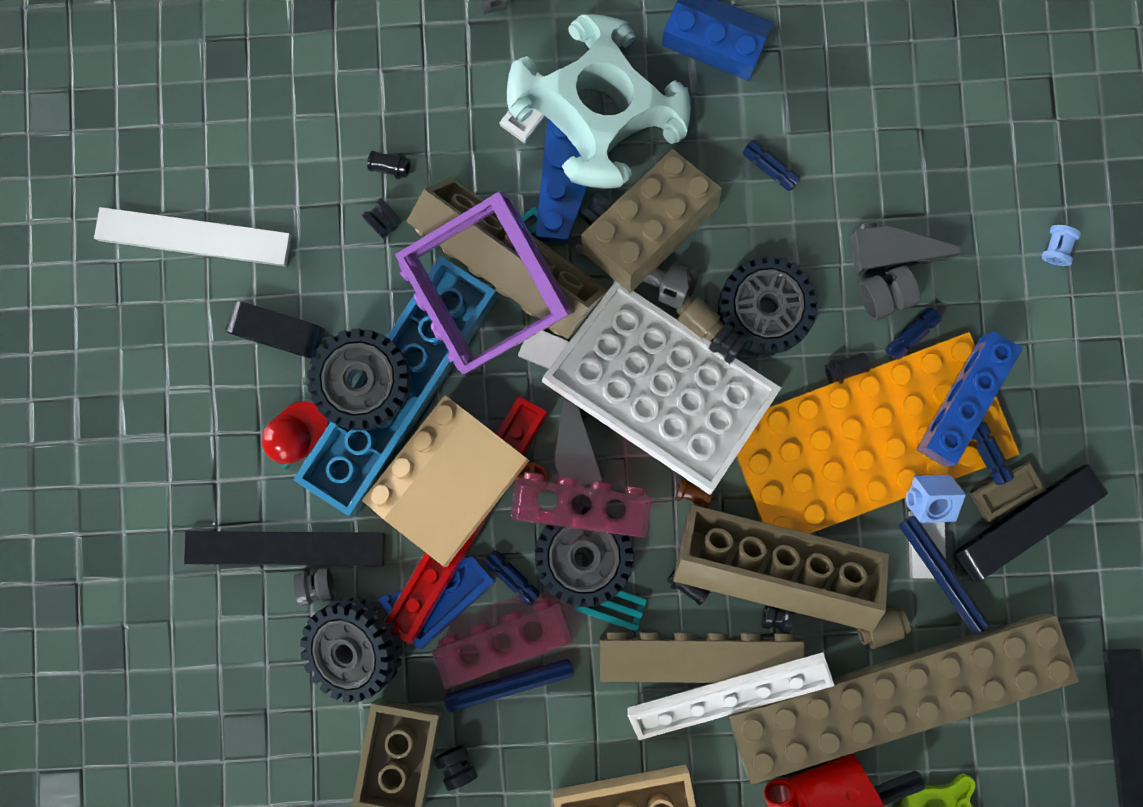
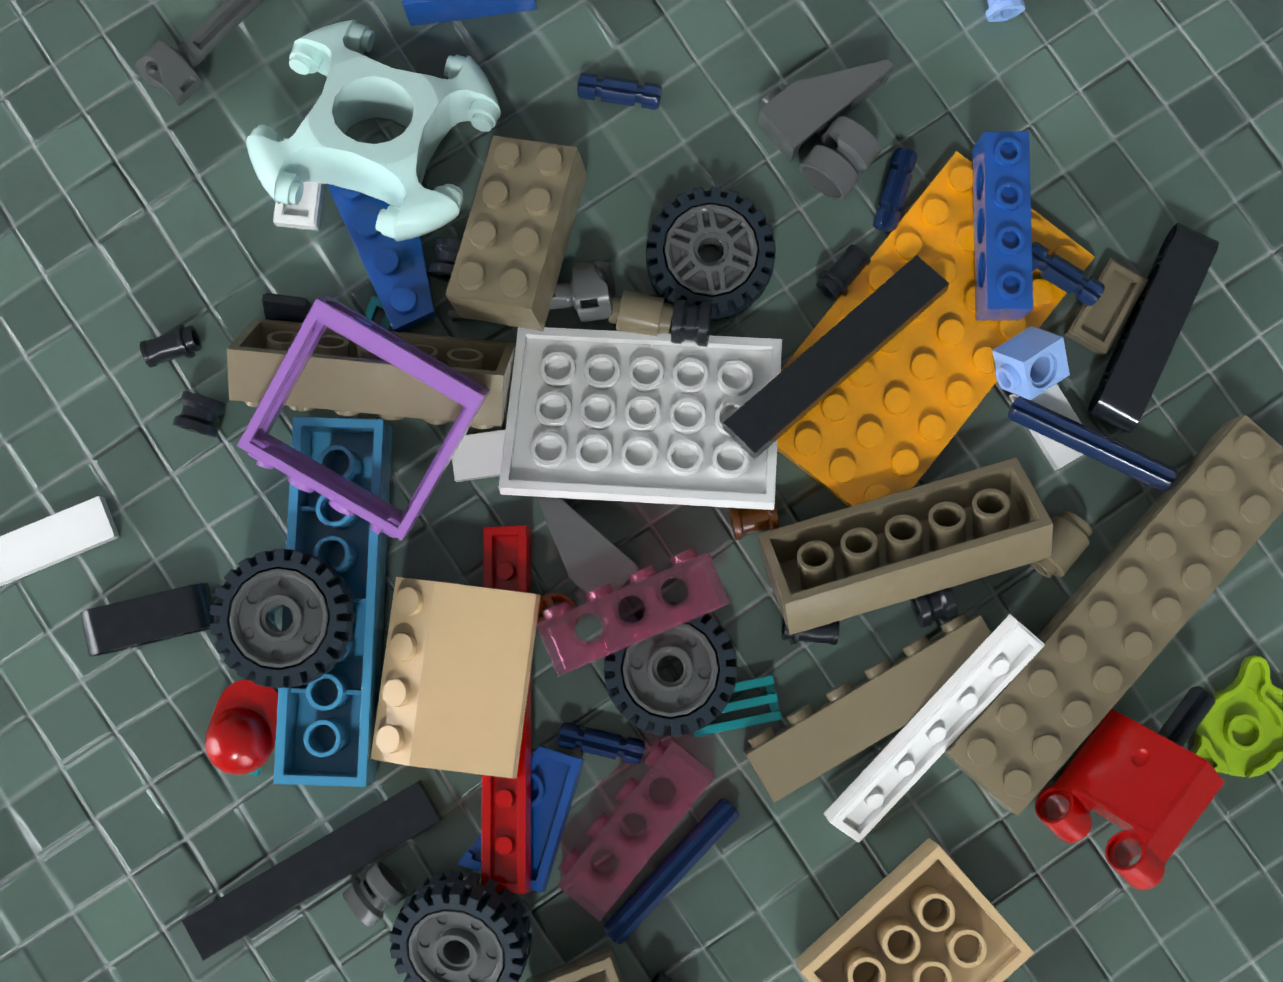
camera: 35 degrees left, 0 degrees up
(476, 183) = (285, 307): none -> black slope
(809, 419) = (835, 357): none -> black tile

